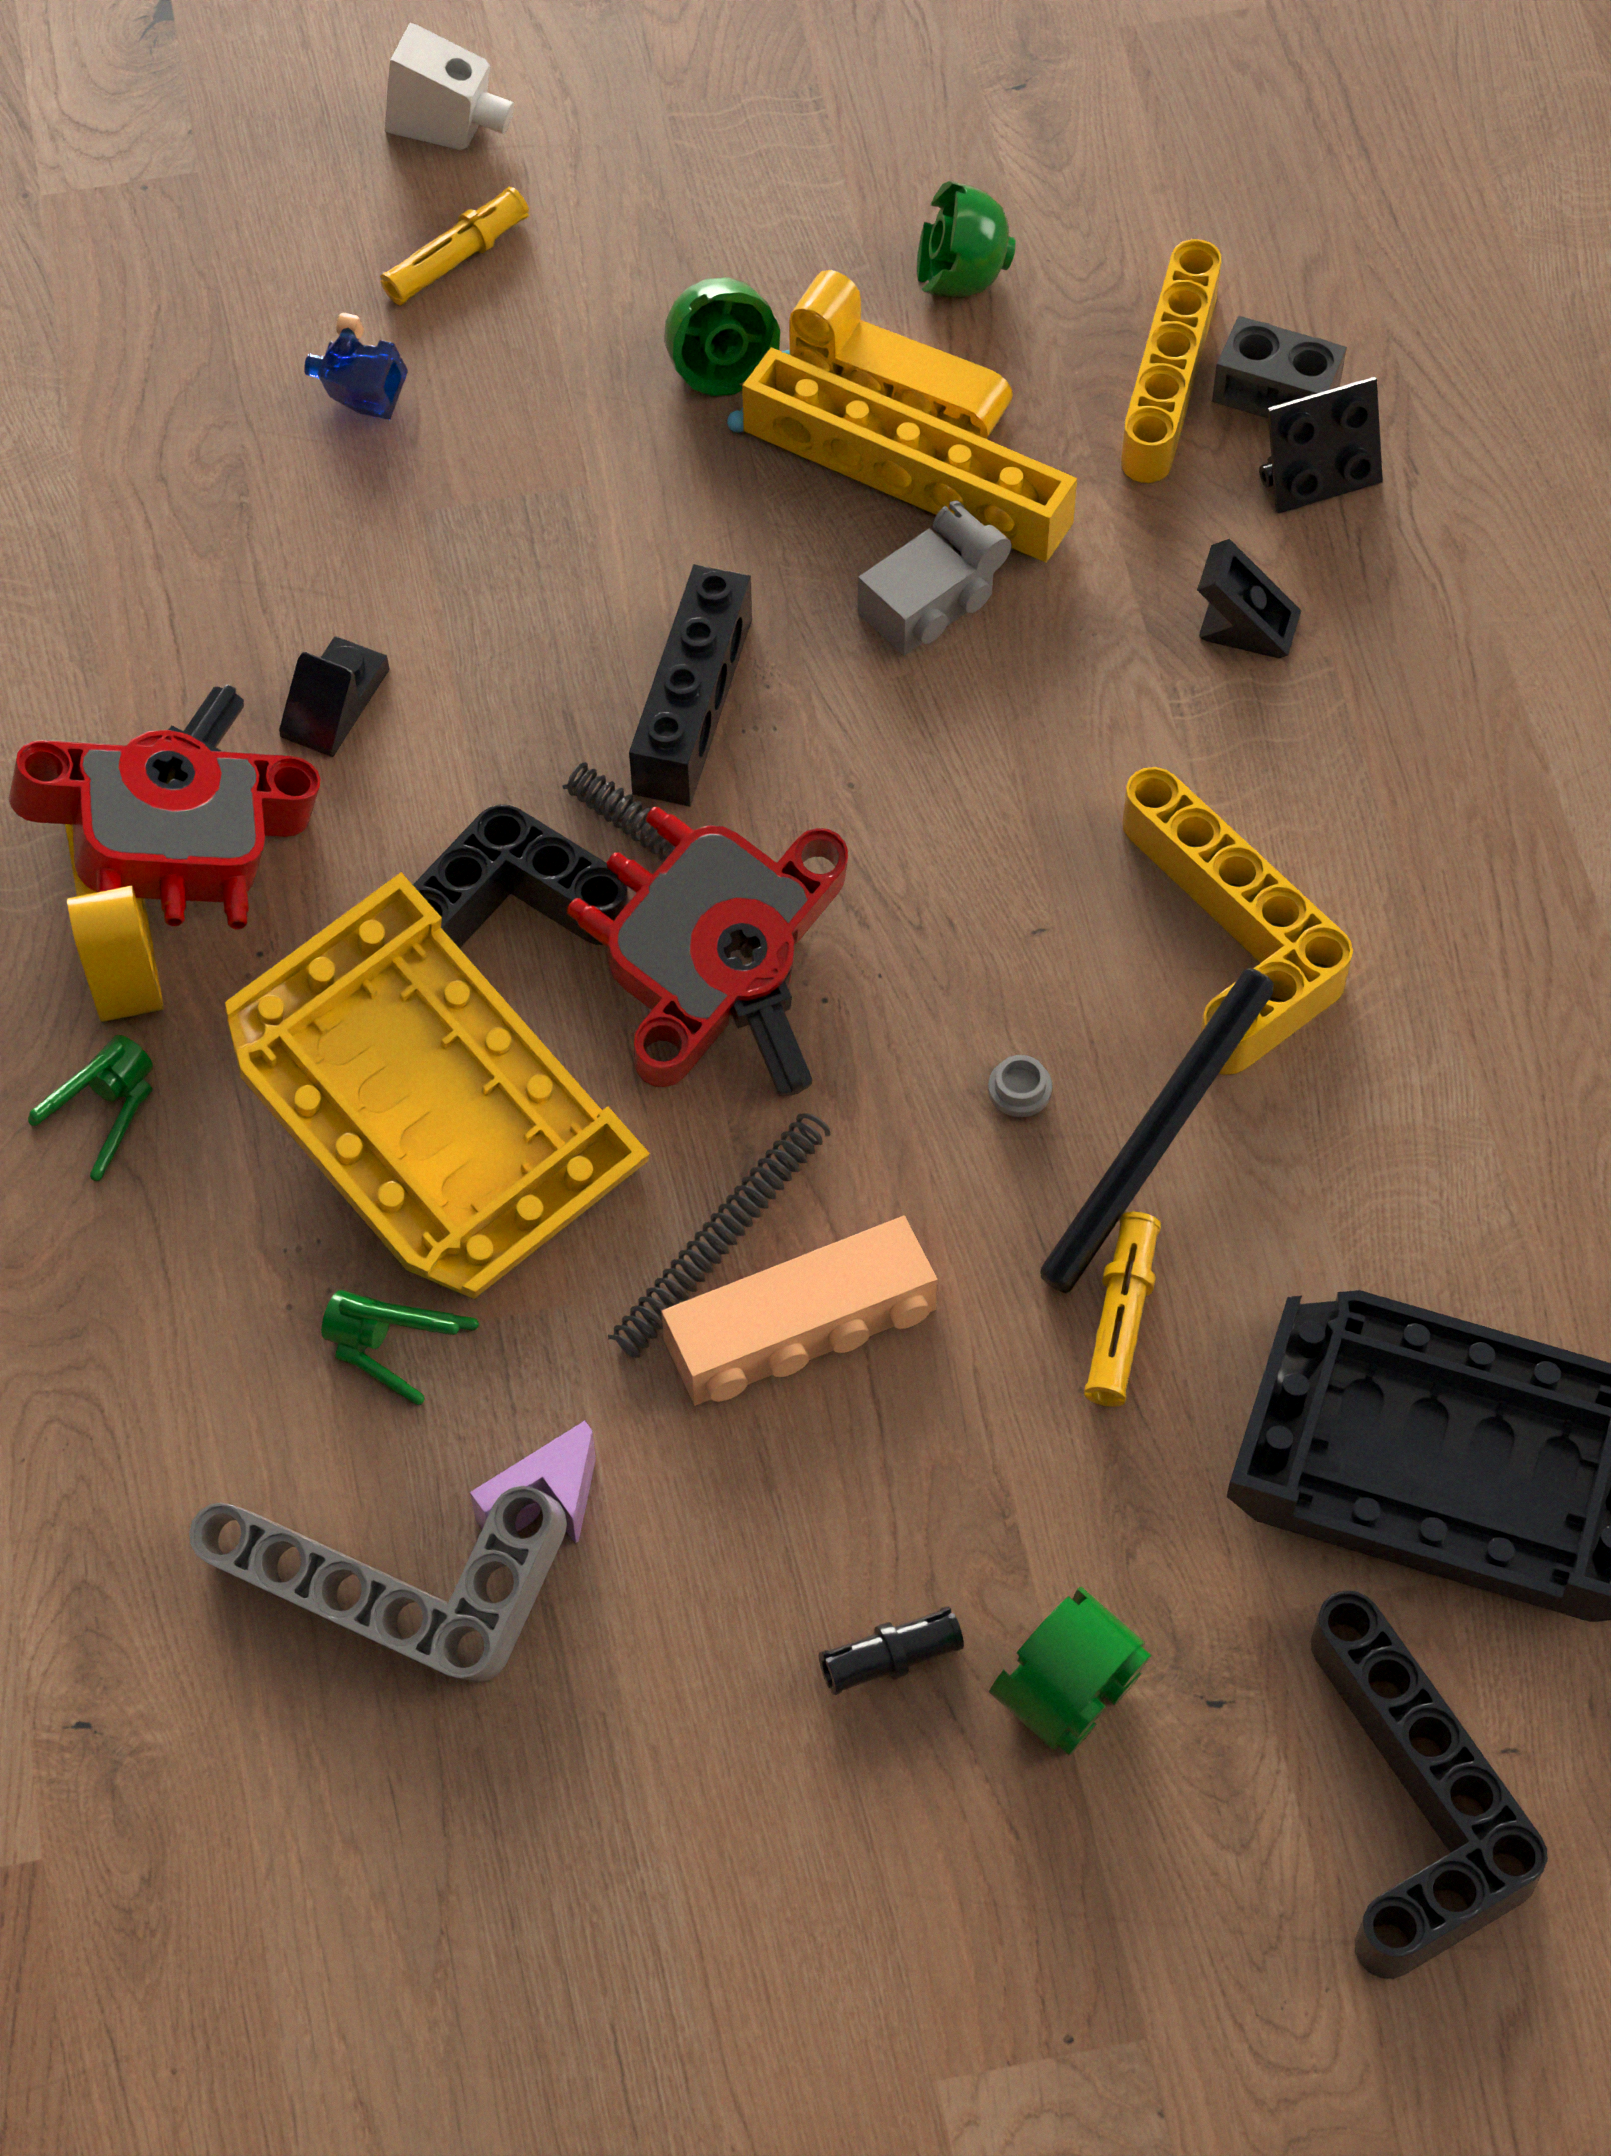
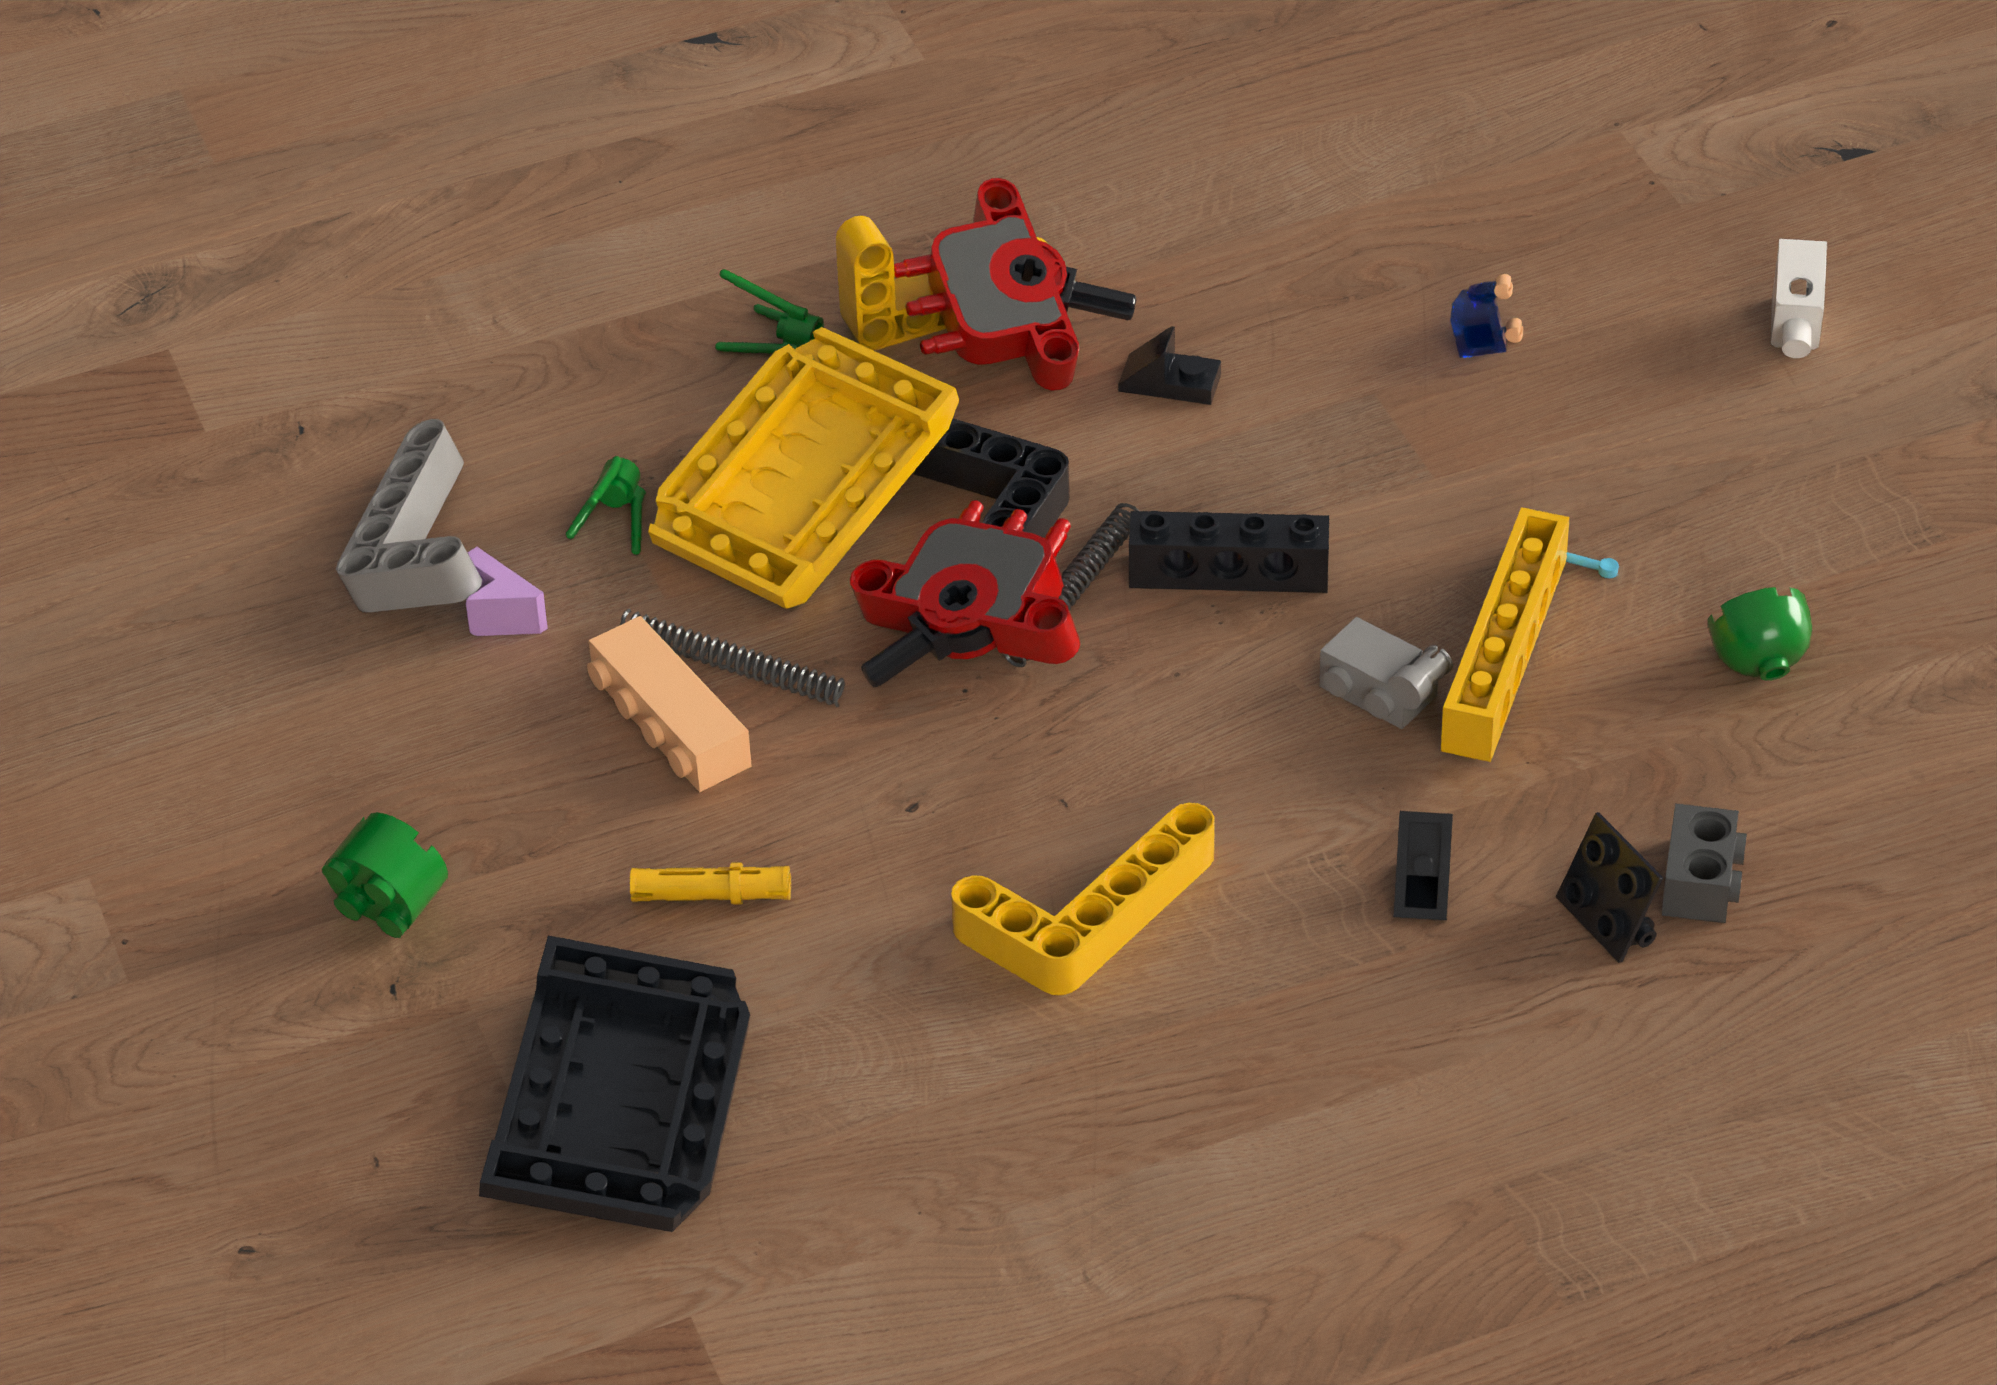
camera: 80 degrees right, 15 degrees down
(471, 234) = (1665, 357): yellow pin -> none
(719, 334) = (1600, 500): green cylinder -> none
(832, 336) = (1608, 610): yellow beam -> none
(891, 1650) = (401, 794): black pin -> none
(1020, 1086) = (902, 801): light grey plate -> none
(1156, 1130) = (866, 866): black axle -> none
(1171, 361) = (1646, 787): yellow beam -> none
(1431, 1785) = (334, 1108): black beam -> none

